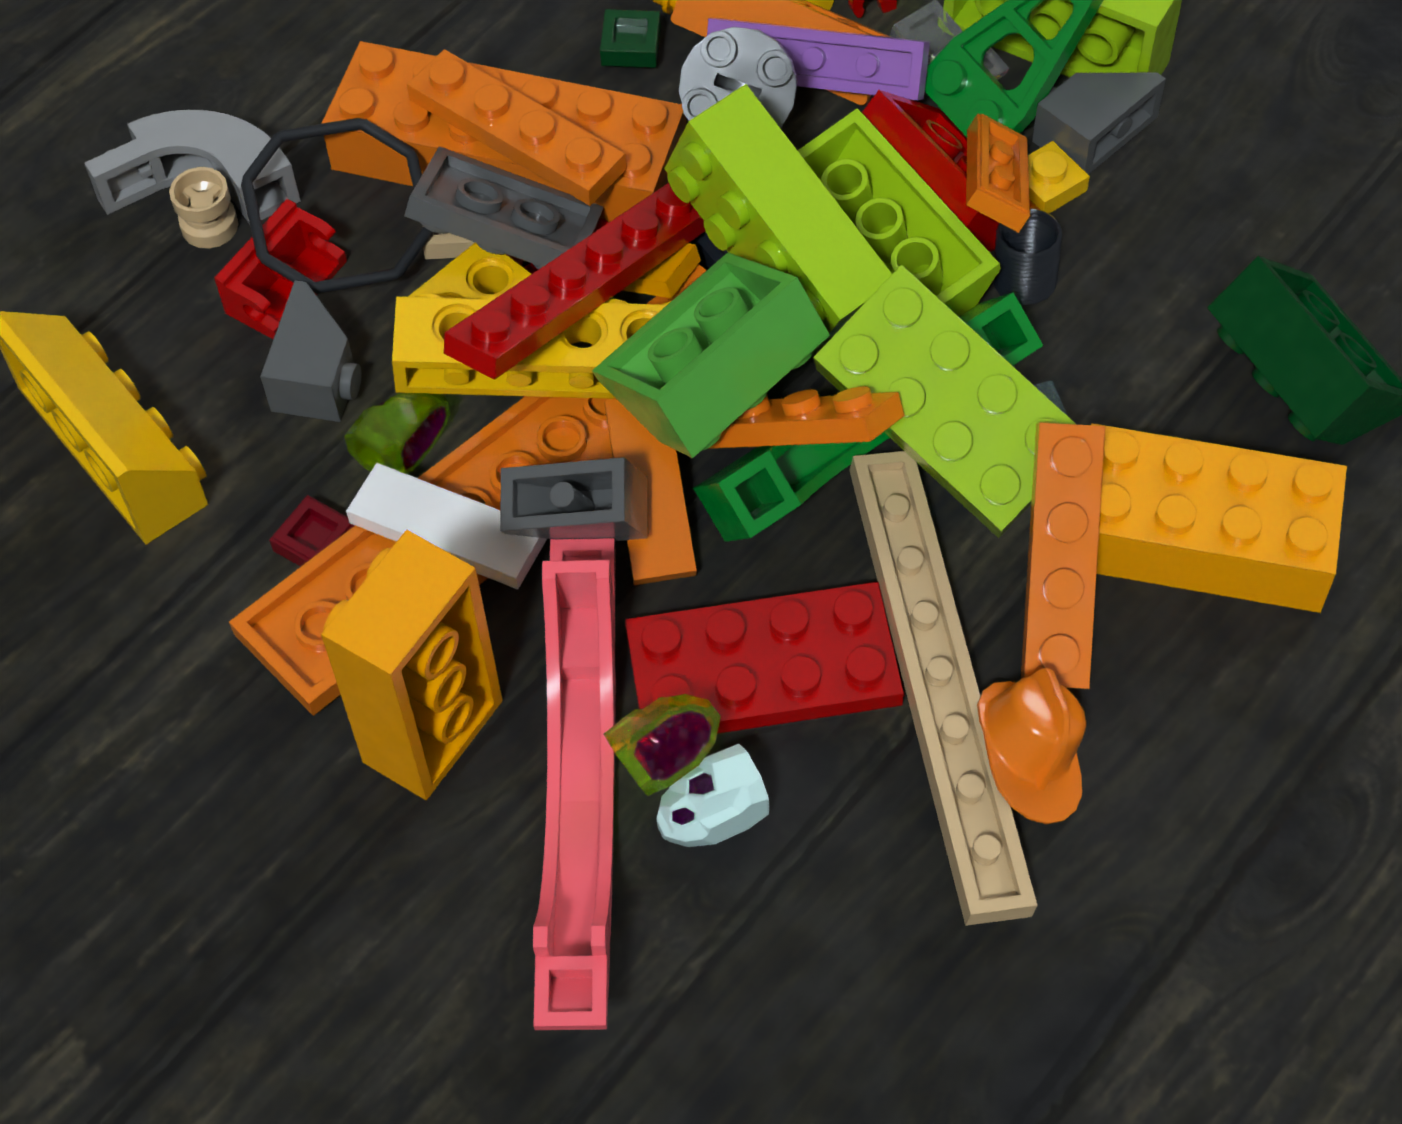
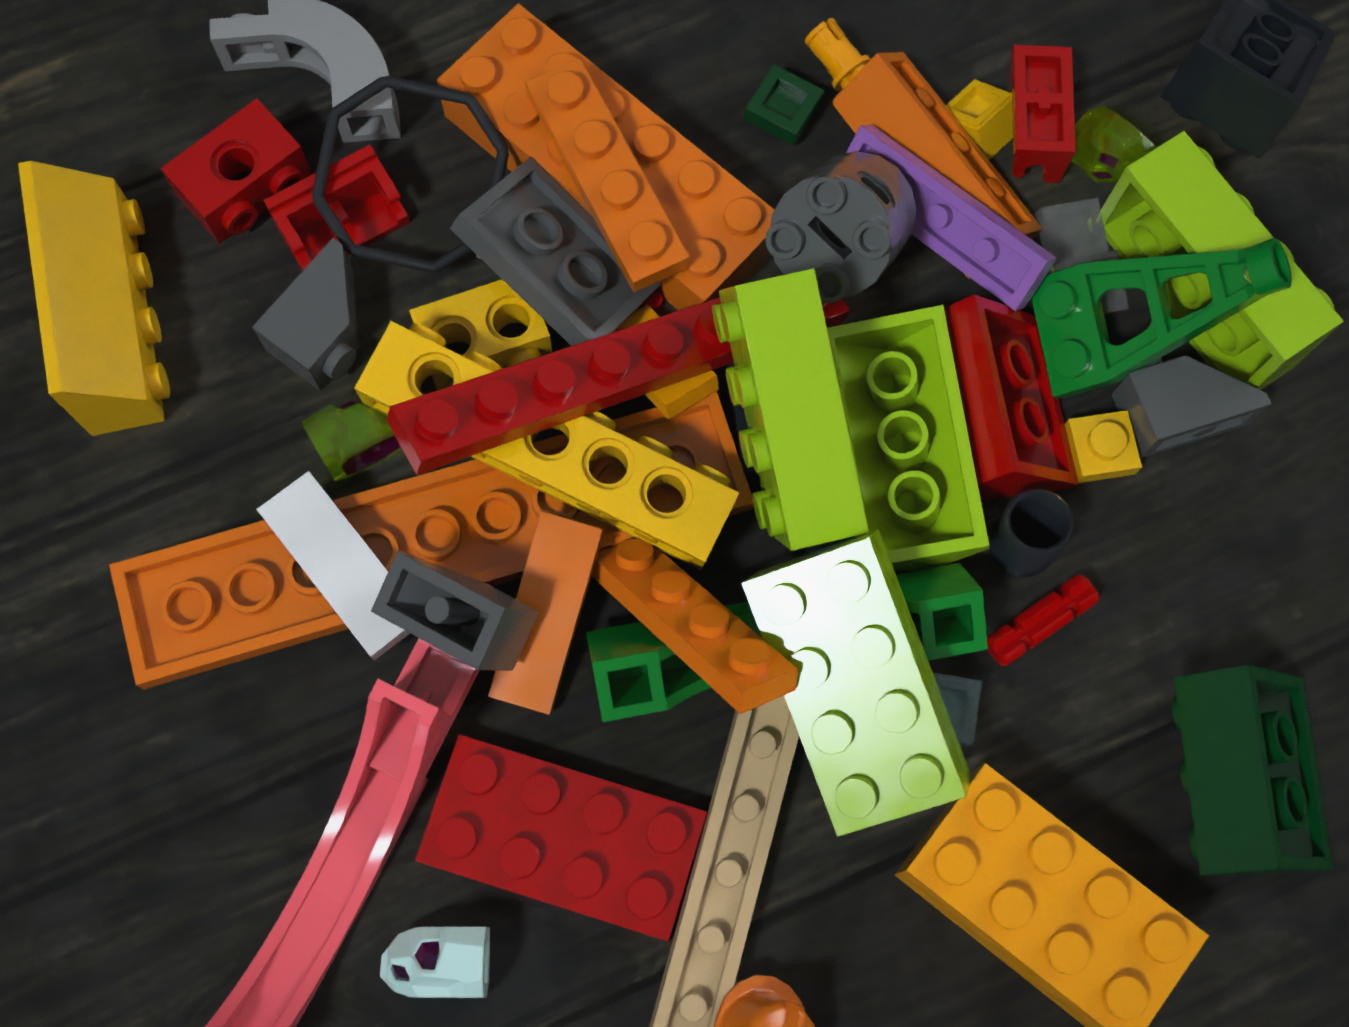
camera: 20 degrees right, 15 degrees up
(170, 276) = (242, 143): none -> red brick
(204, 207) = (301, 107): tan wheel -> none
(308, 531) = (232, 498): dark red tile -> none
(414, 662) = (197, 731): light orange brick -> none
(665, 739) = (414, 893): rock -> none
(713, 352) = (649, 527): bright green slope -> none
(997, 172) = (1042, 441): orange tile -> none
(1063, 552) = (881, 892): orange plate -> none
(1074, 322) = (1042, 620): none -> red axle

